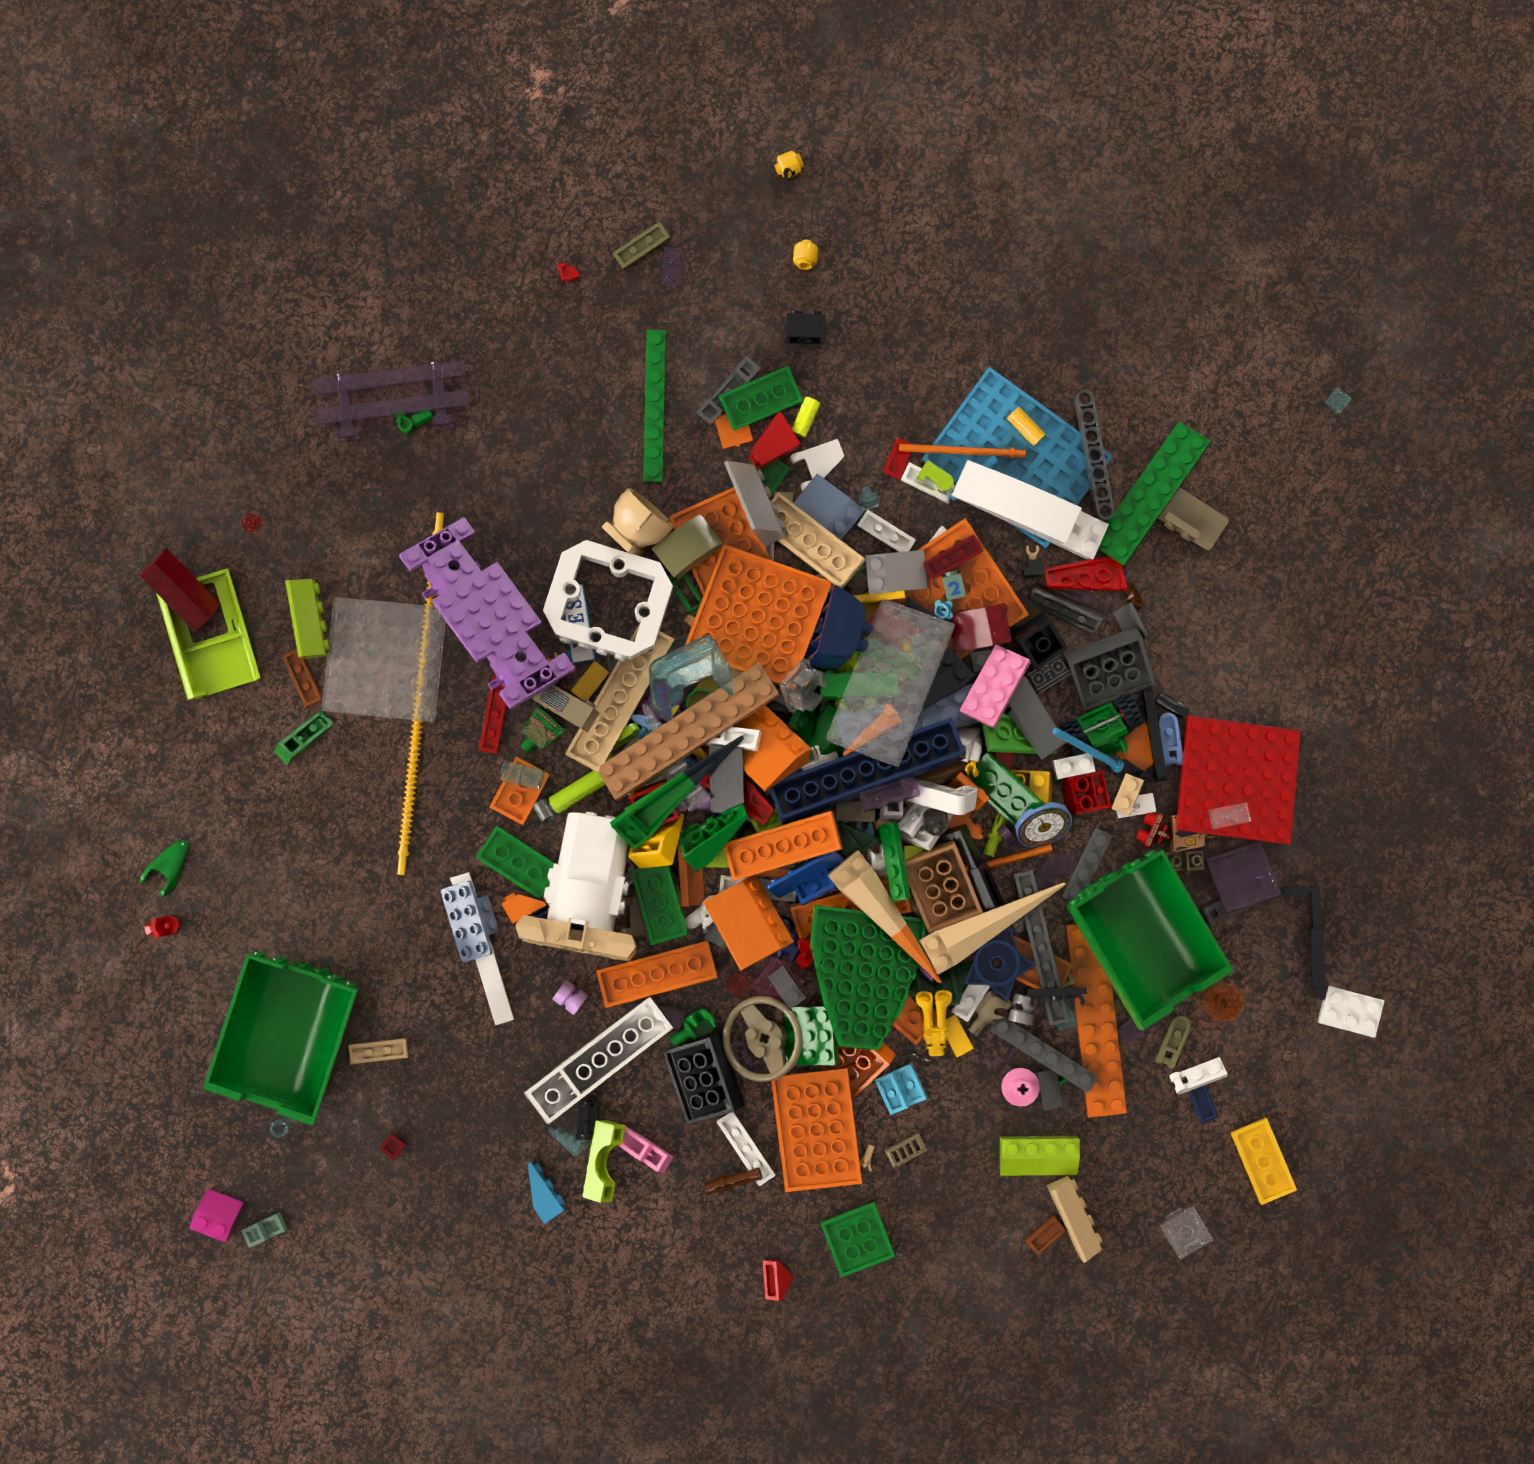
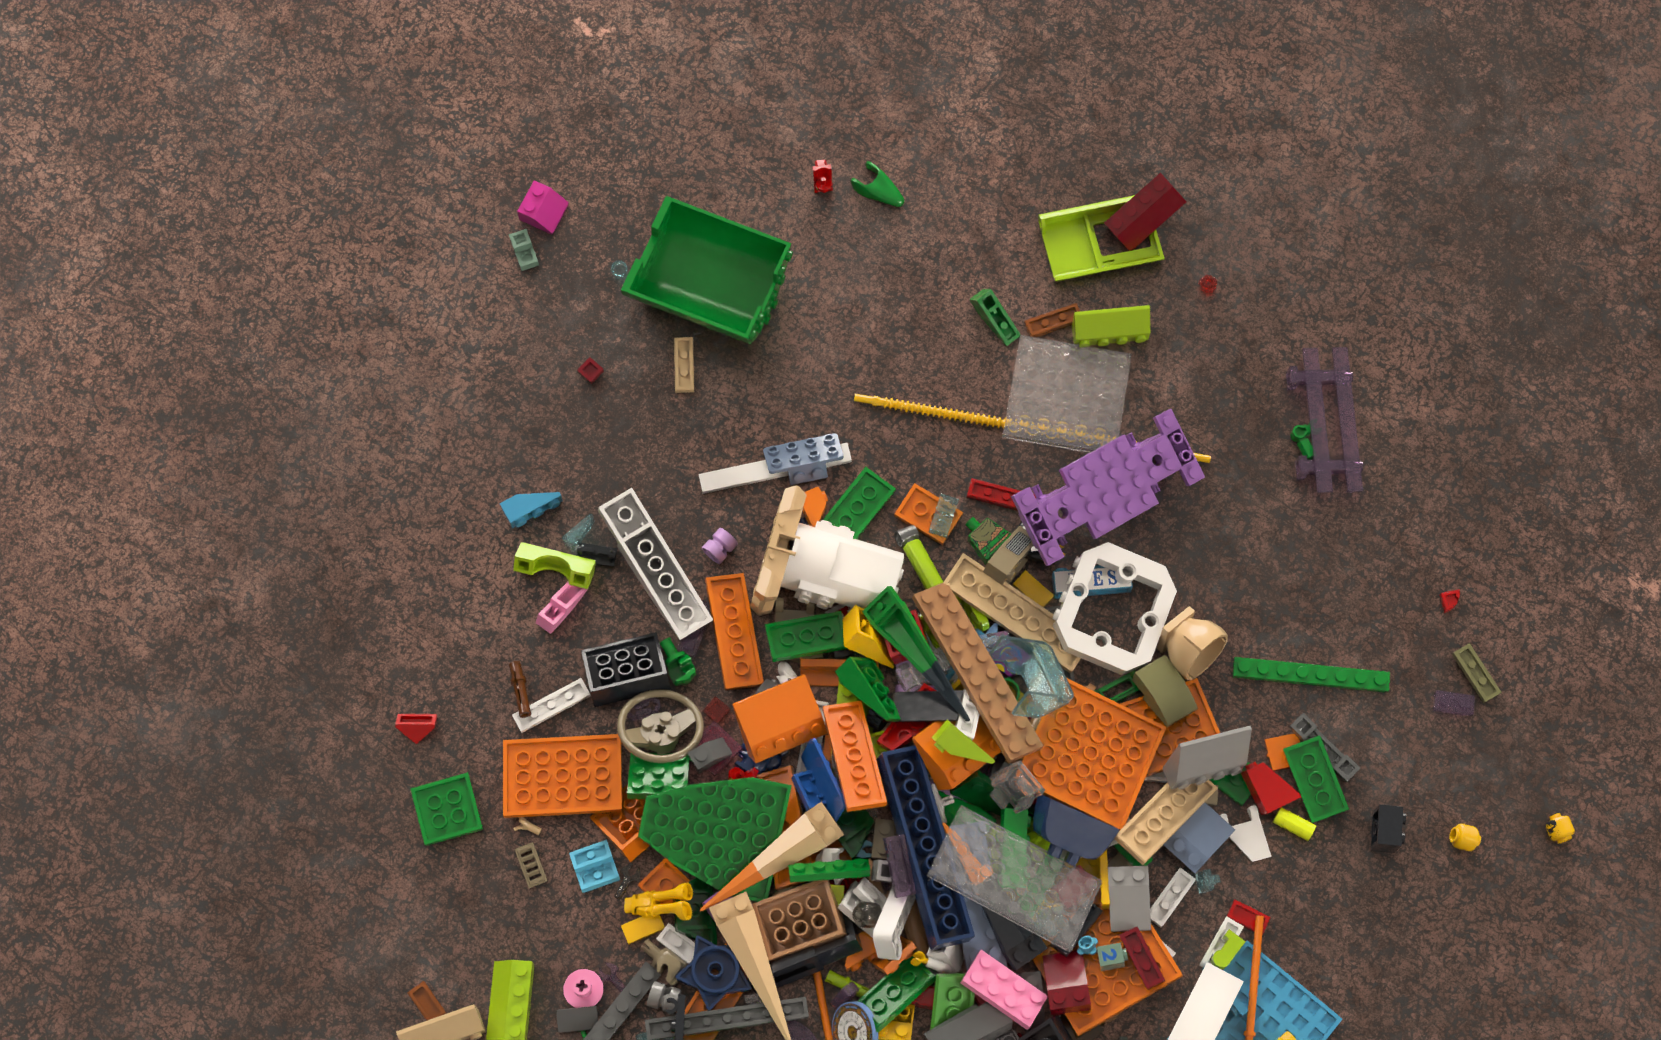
camera: 100 degrees right, 15 degrees down
(769, 744) = (957, 743): none -> lime slope

